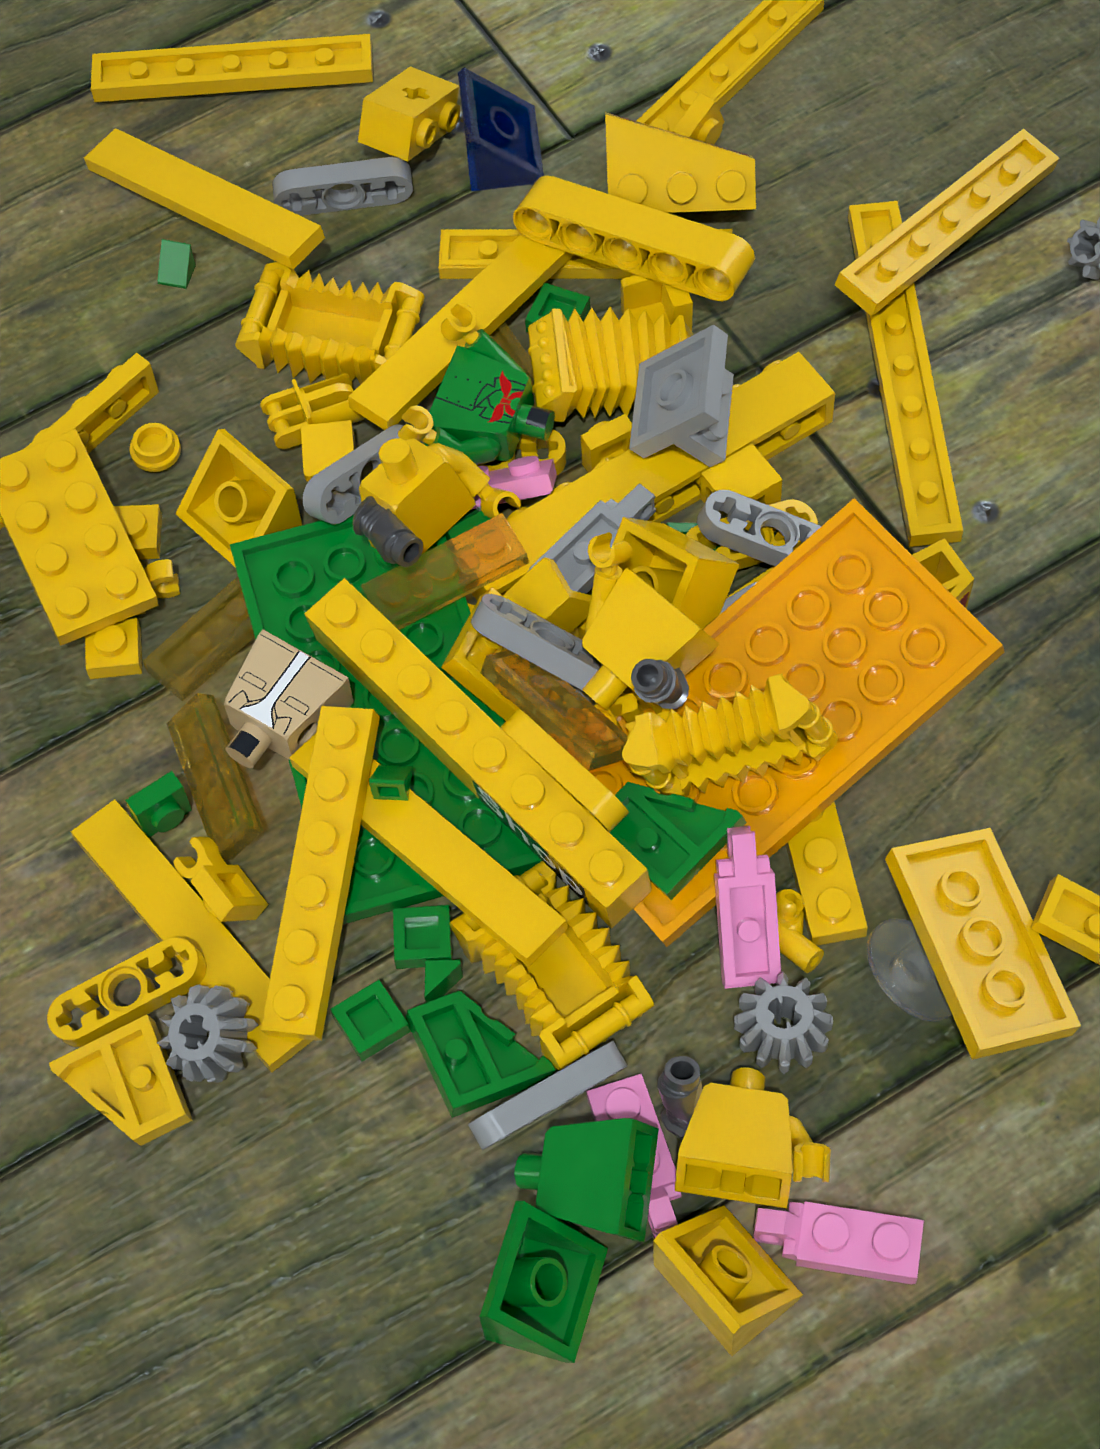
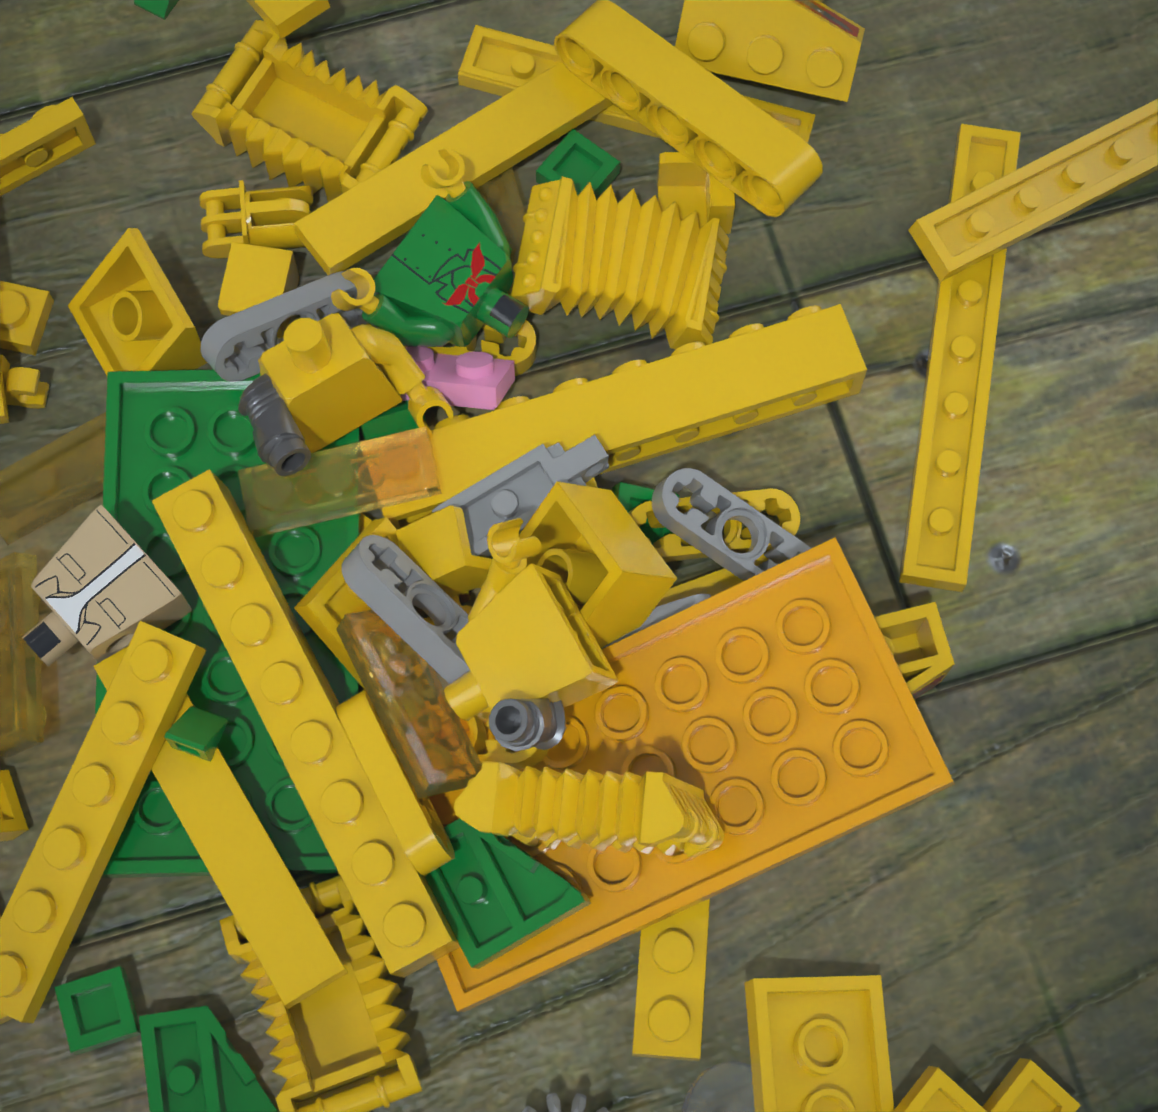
camera: 10 degrees right, 10 degrees up
(154, 447) = (66, 217): yellow plate -> none
(421, 935) = (187, 923): green plate -> none
(441, 977) = (189, 980): green piece -> none
(605, 441) = (584, 355): yellow plate -> none
(685, 399) = (681, 340): light grey bracket -> none
(745, 474) = (726, 450): yellow panel -> none
(746, 913) = (560, 1011): bright pink hinge -> none
(790, 928) = (606, 1034): yellow arm -> none

